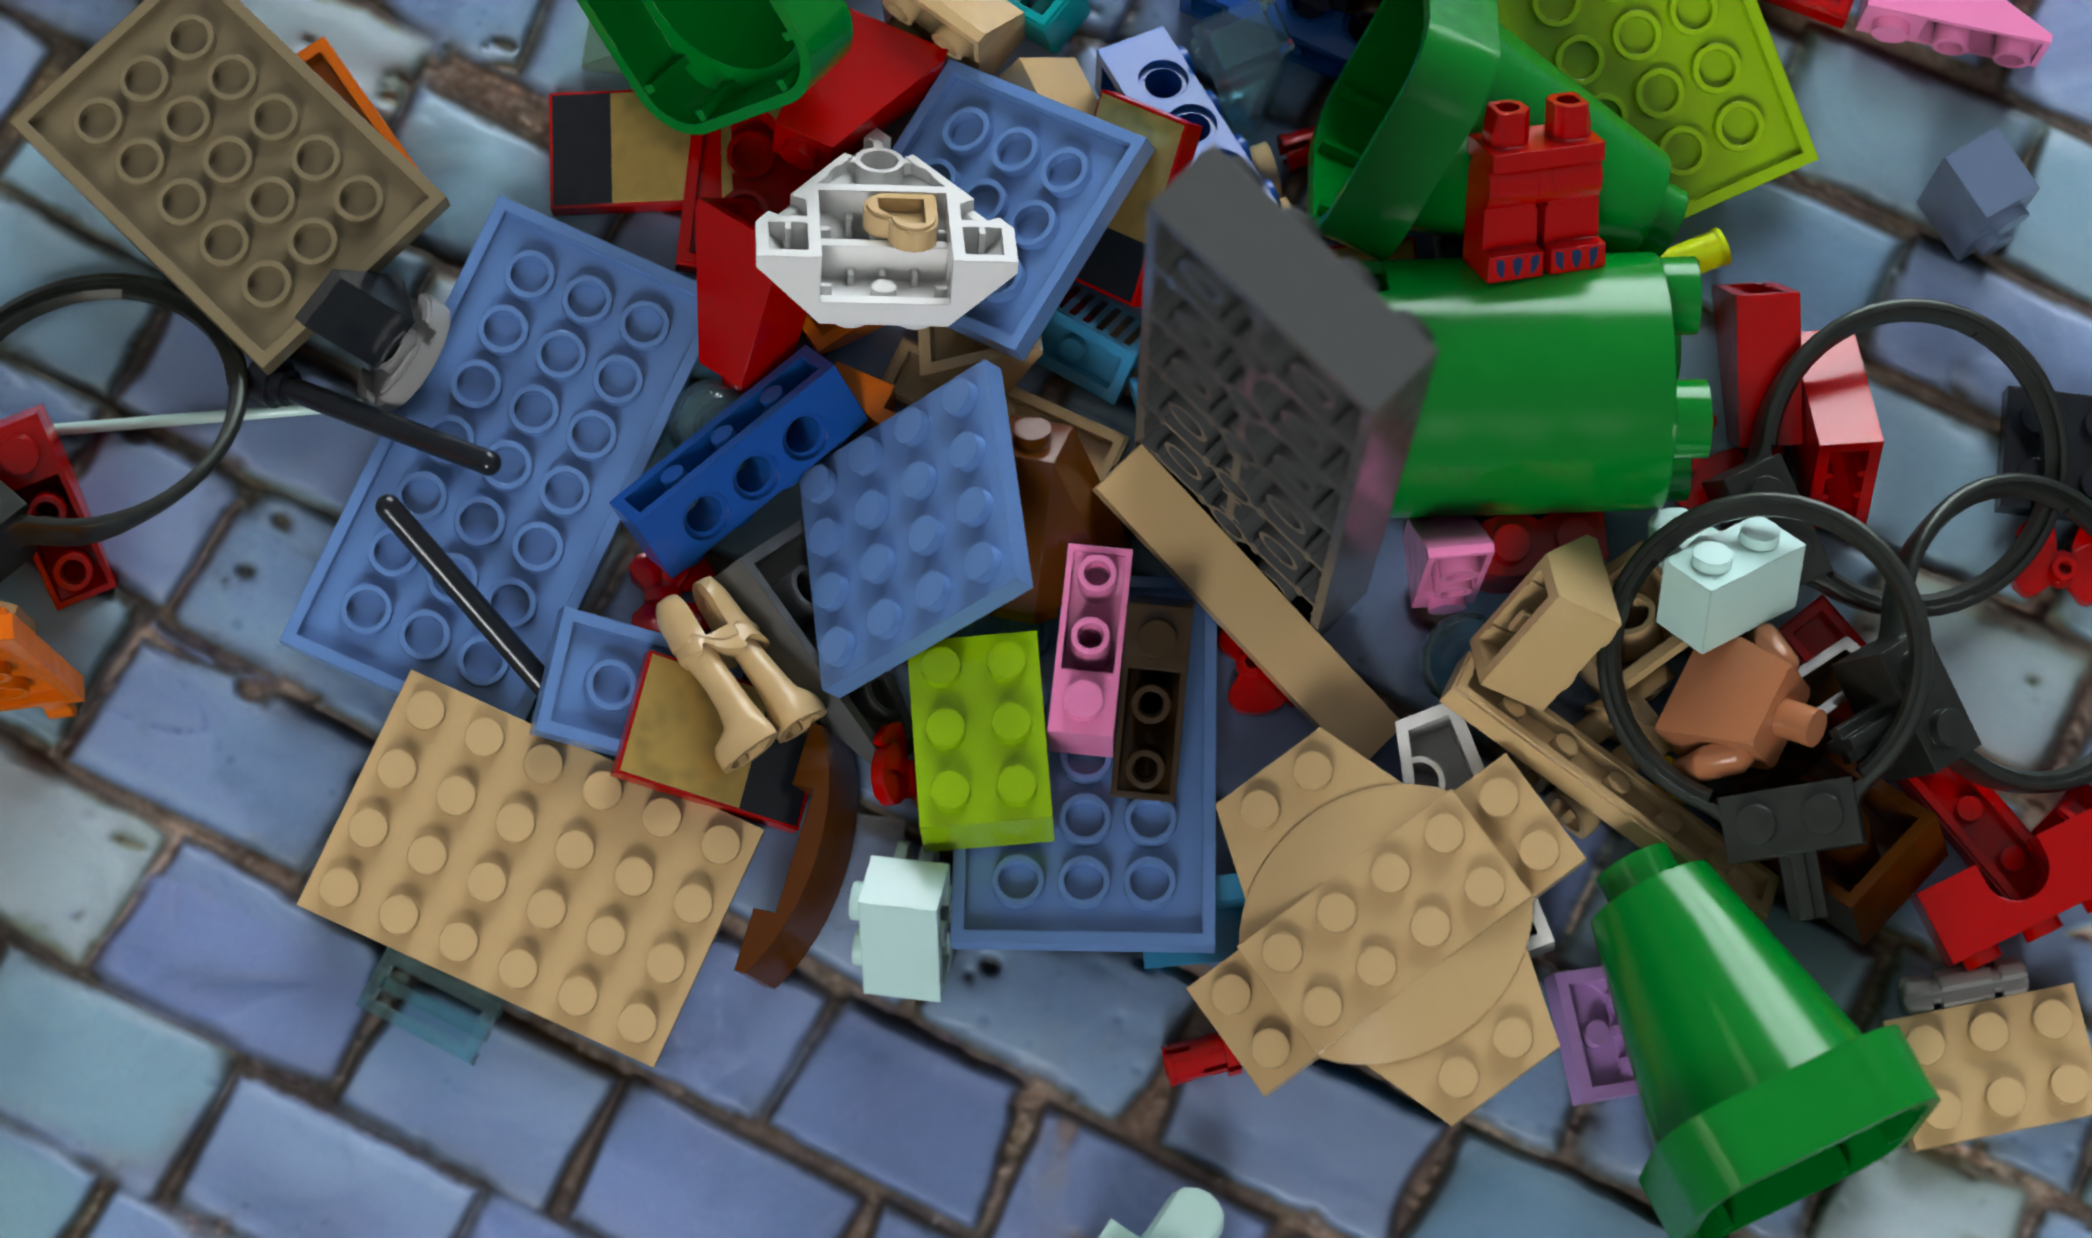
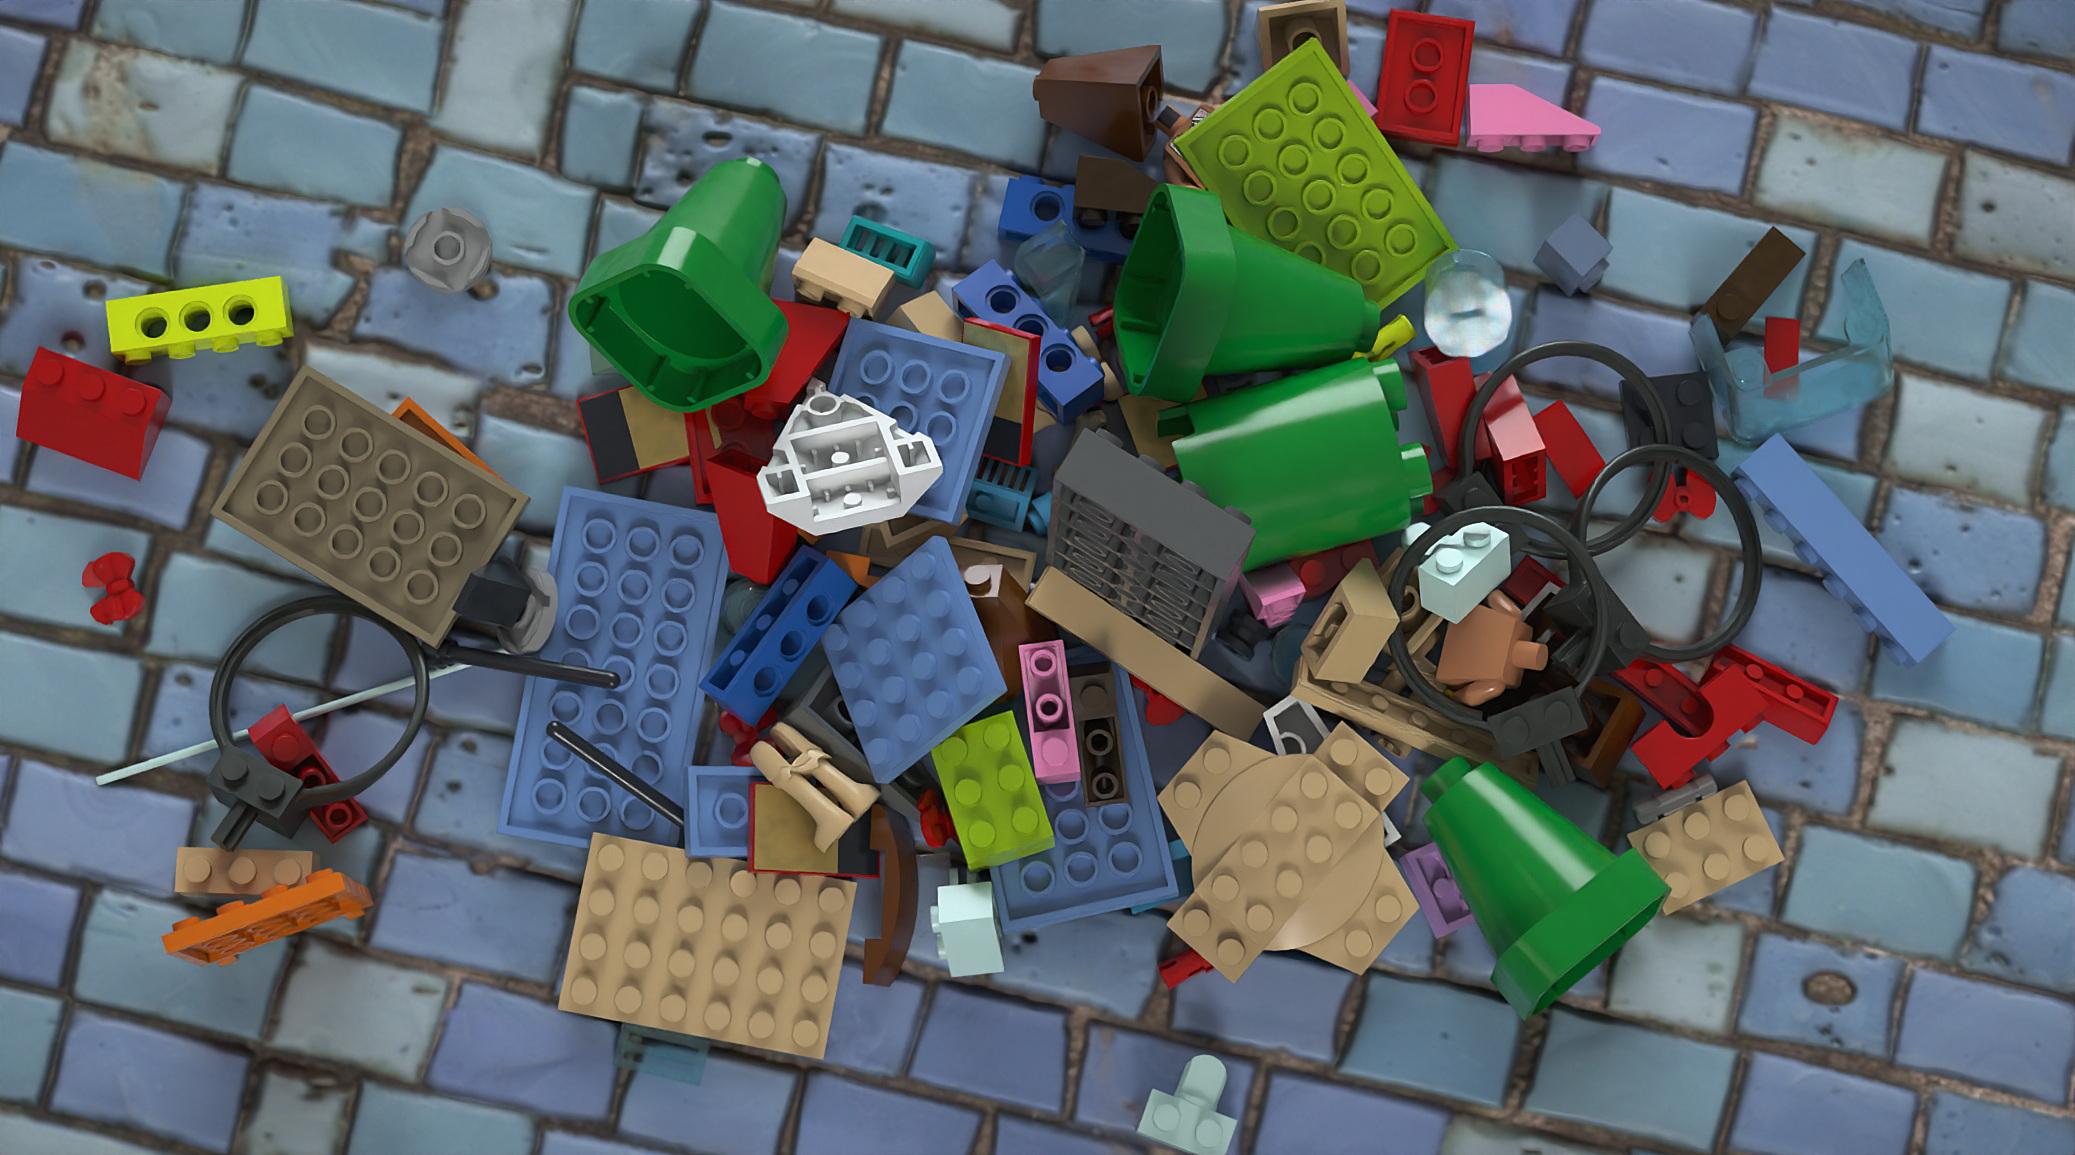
camera: 20 degrees left, 5 degrees up
(903, 219) = (853, 447): tan tile -> none
(1390, 613) = (1242, 635): none -> black wheel
(1534, 191) = (1278, 344): red hips -> none
(1812, 224) = (1466, 303): none -> clear light blue cylinder
(1914, 460) = (1568, 448): none -> red slope

